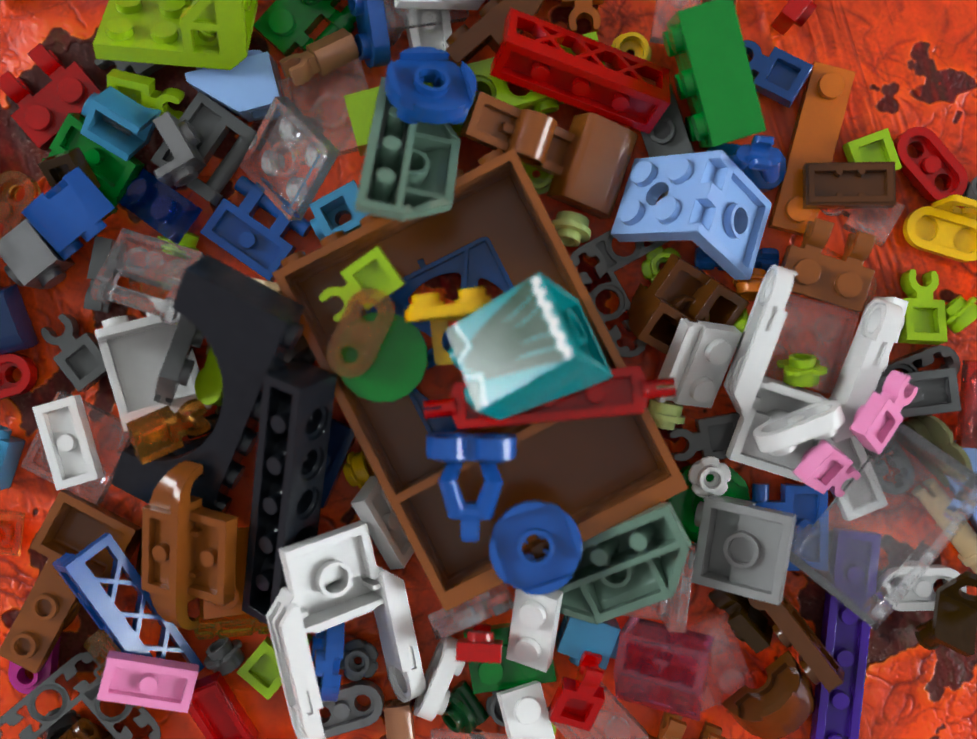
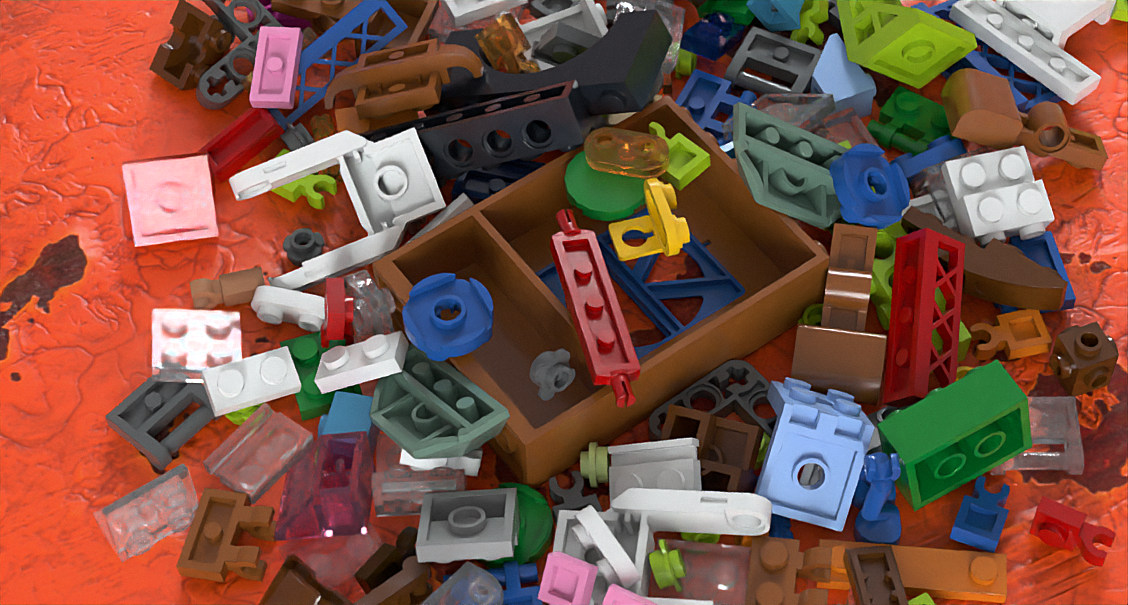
camera: 80 degrees right, 35 degrees down
(181, 141) = (765, 39): flat silver bracket -> none
(320, 57) = (881, 129): nougat bar -> none
(326, 653) = (309, 205): blue plate -> none
(348, 713) = (256, 240): flat silver plate -> none
(460, 447) = (531, 241): blue piece -> none
(464, 709) = (262, 335): dark green plate -> none
(526, 349) = (640, 271): slope -> none
(572, 228) = (770, 357): yellowish green plate -> none
(579, 699) = (289, 409): red plate -> none
(620, 452) = (551, 372): none -> dark grey plate
(704, 467) = (537, 515): white plate -> none

